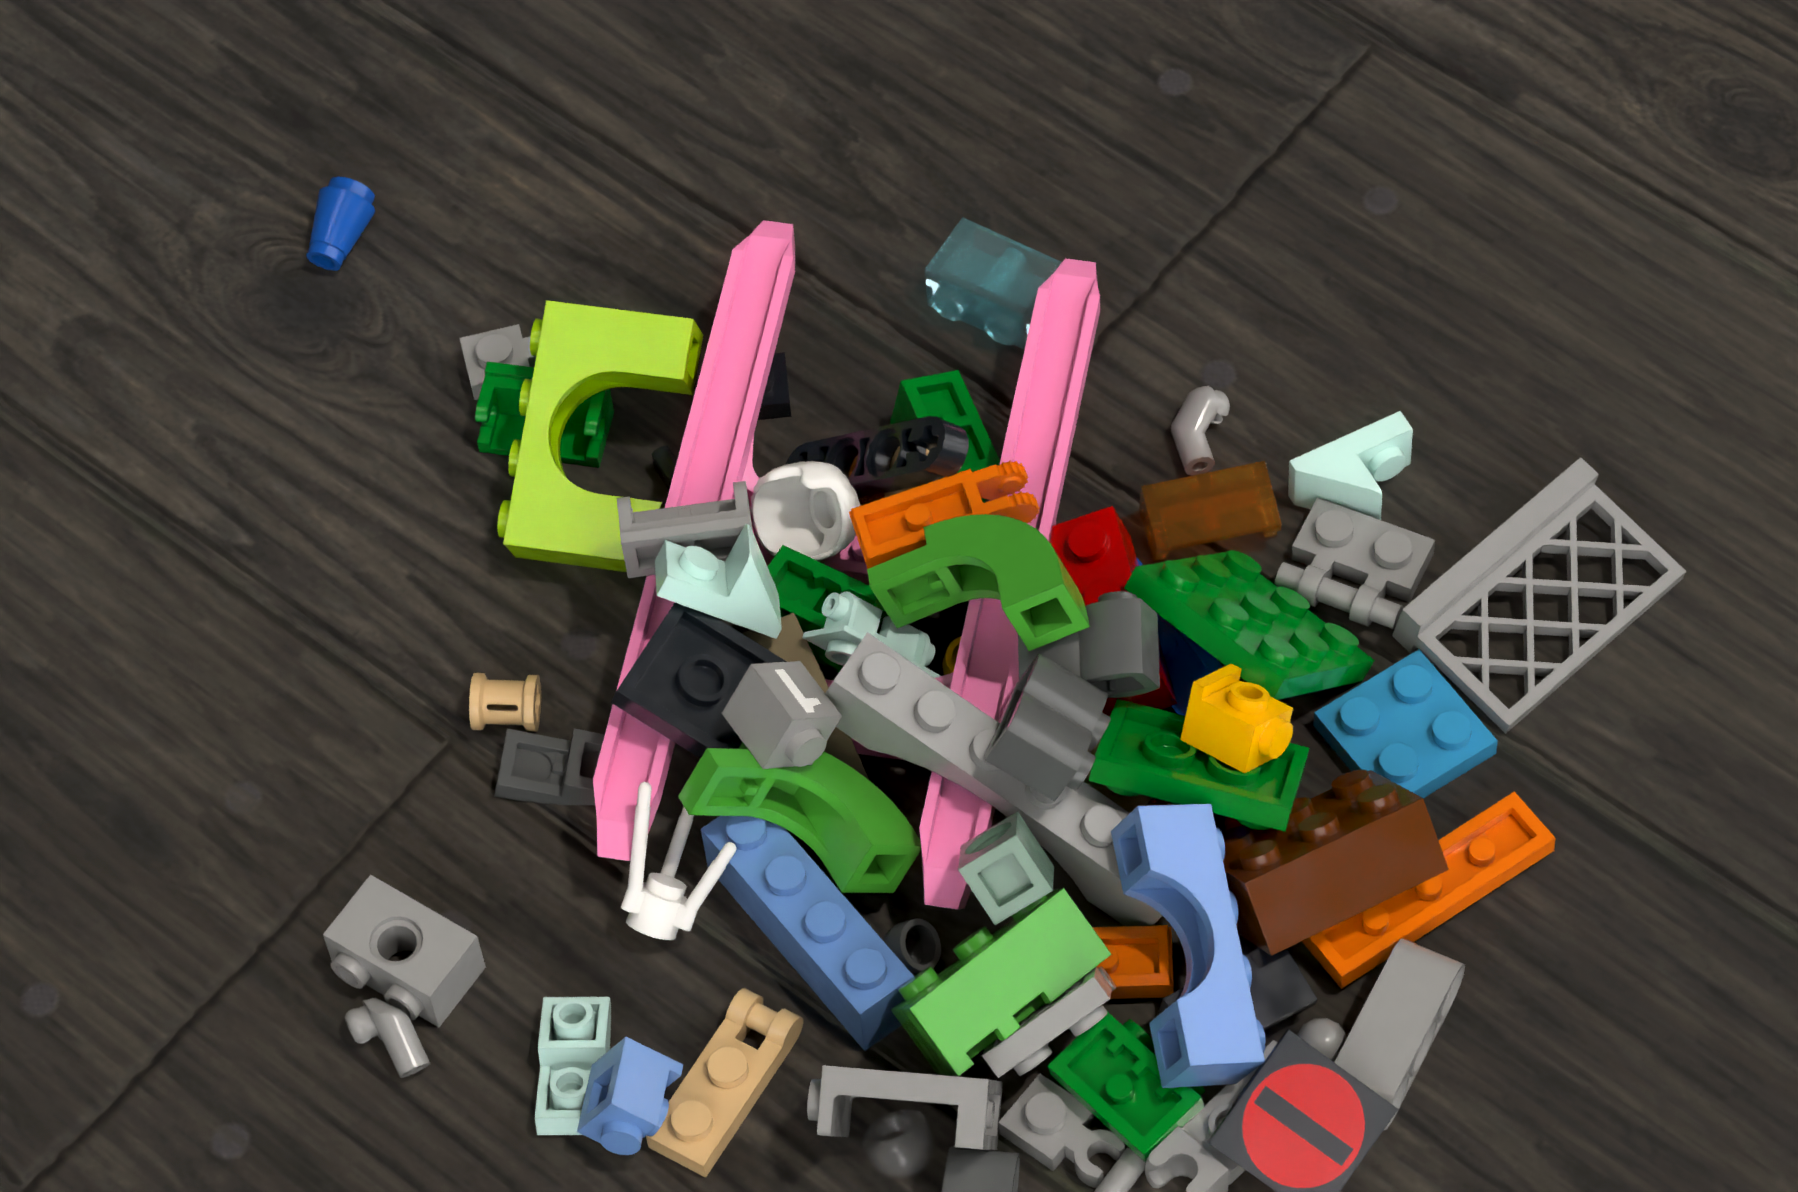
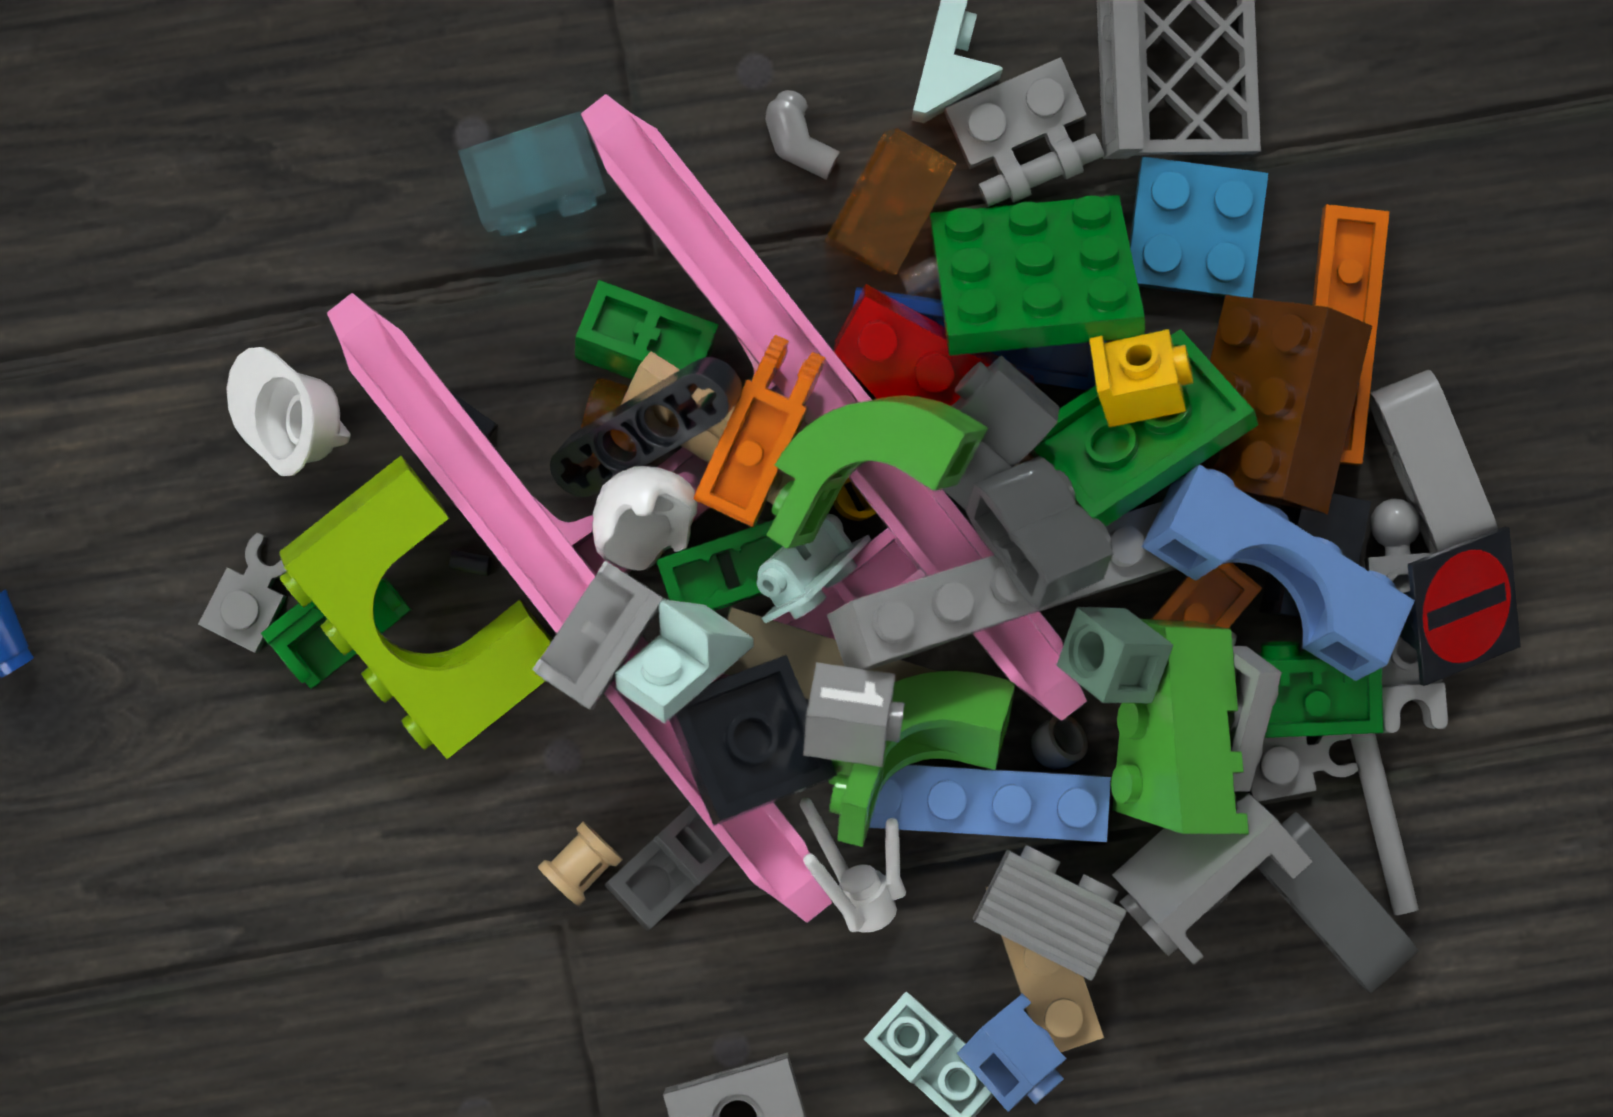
camera: 50 degrees left, 30 degrees up
(670, 271) = (283, 412): none -> white piece
(764, 1021) = (1050, 913): none -> light grey brick

